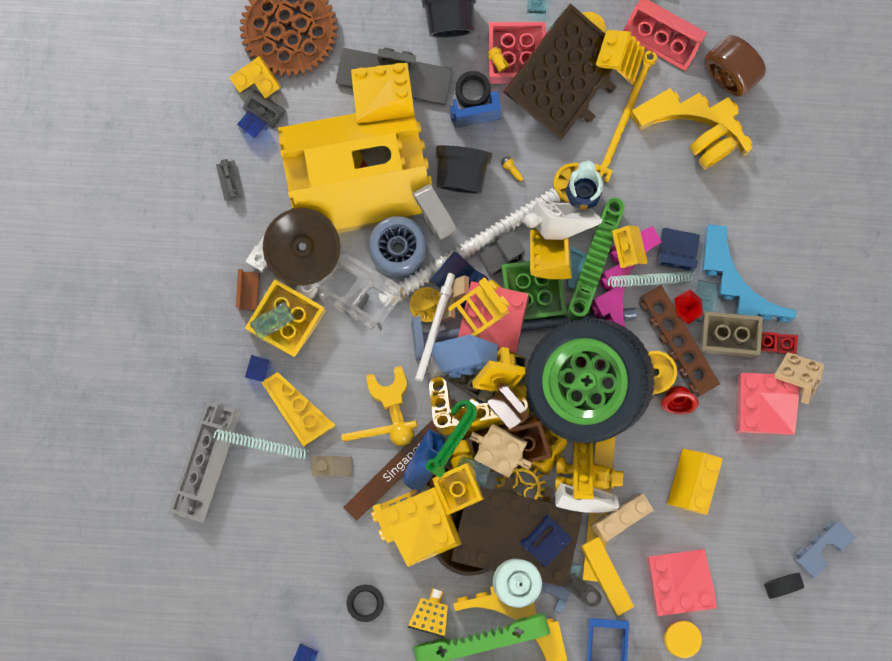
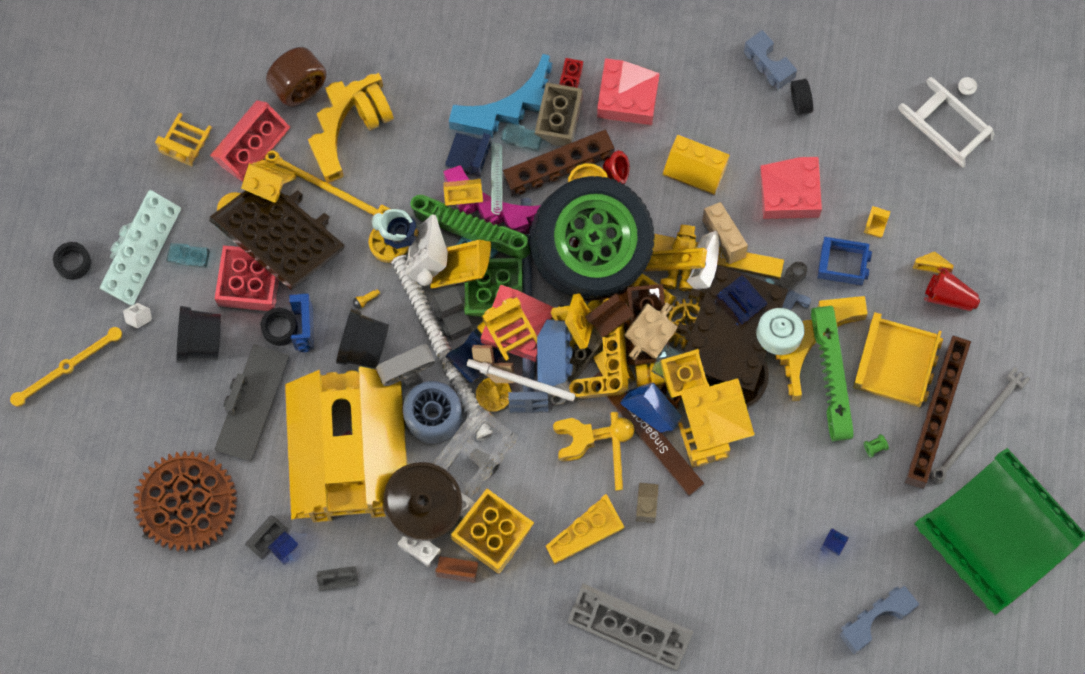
camera: 80 degrees left, 10 degrees down
(257, 73) = (228, 539): yellow plate -> none
(257, 368) = (540, 565): clear blue panel -> none
(264, 442) = (614, 566): light aqua piece -> none
(272, 321) = (495, 539): clear light blue slope -> none
(350, 603) = (786, 467): black tyre -> none
(382, 93) = (273, 407): yellow slope -> none
(430, 615) = (803, 421): yellow torso -> none
(436, 465) = (633, 368): green piece -> none
(497, 58) = (255, 292): yellow pin -> none
(607, 576) = (779, 253): yellow tile -> none
(682, 639) = (844, 193): yellow head -> none
(688, 306) = (527, 148): red panel -> none
(801, 372) = (603, 56): tan bracket -> none

